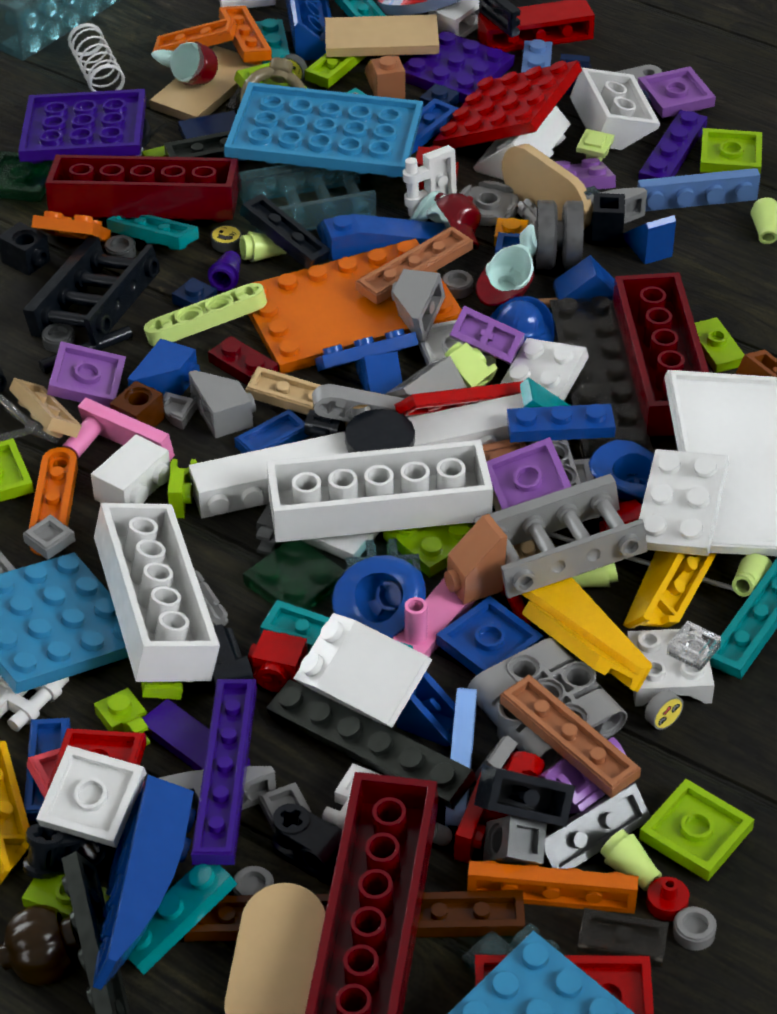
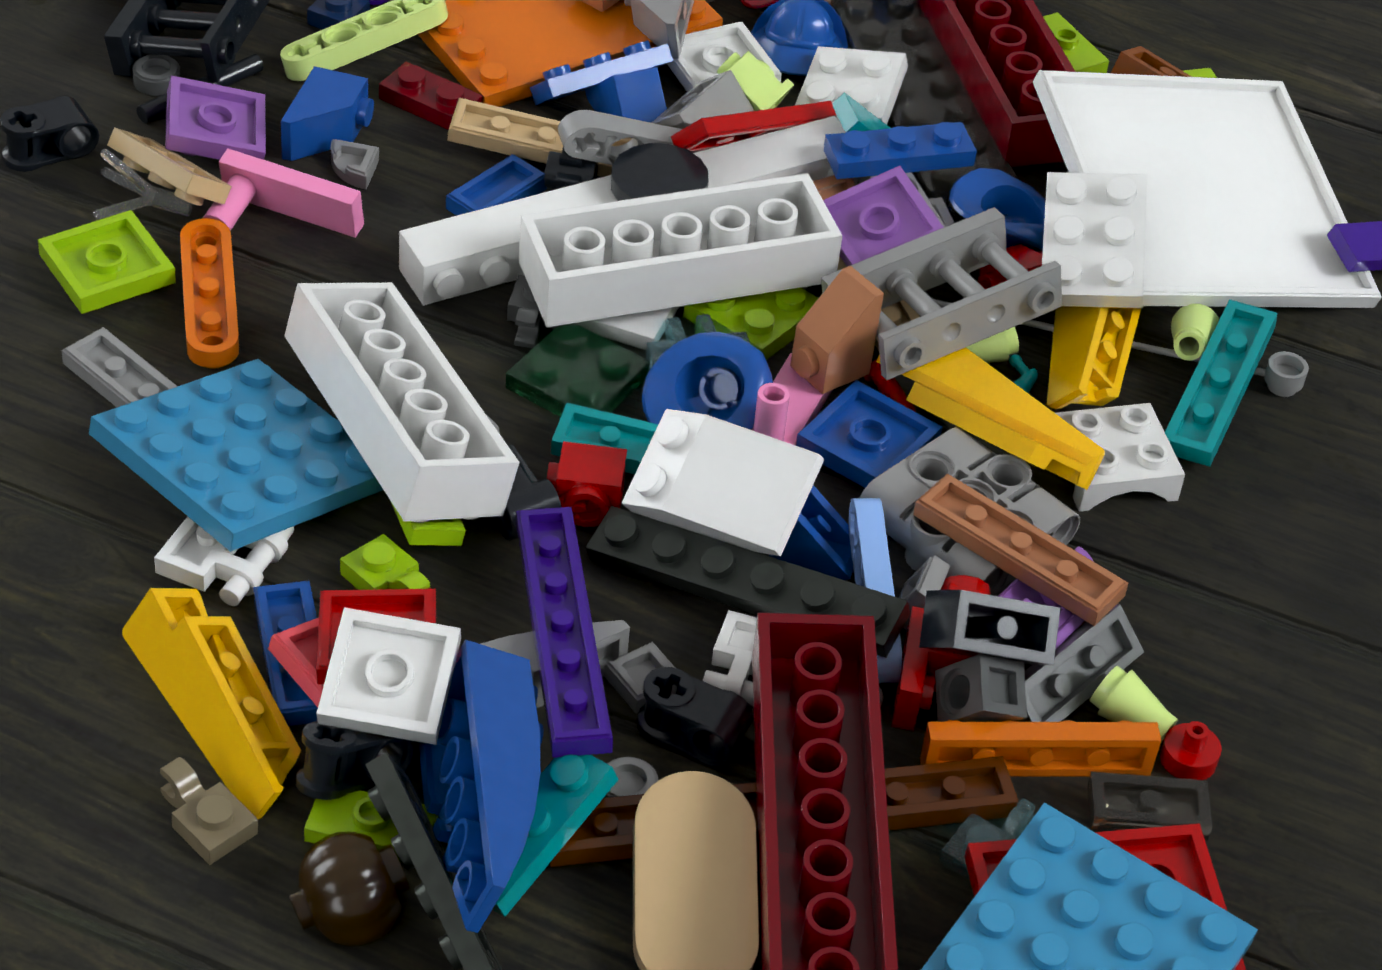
camera: 15 degrees left, 0 degrees up
(49, 537) = (221, 338): light grey tile -> none
(131, 472) = (314, 246): white brick -> none
(141, 404) = (305, 152): reddish brown brick -> none
(179, 489) = (388, 263): lime plate -> none
(179, 733) = (478, 593): dark purple tile -> none
(222, 403) = (417, 149): light grey slope -> none
(487, 335) = (770, 41): medium lavender hinge -> none
(618, 605) = (1028, 376): none -> teal piece
(663, 709) = (1124, 510): tile -> none
(693, 645) = (1153, 422): clear plate -> none
(694, 928) = (1236, 787): light grey tile -> none
(696, 829) = (1207, 660): lime plate -> none

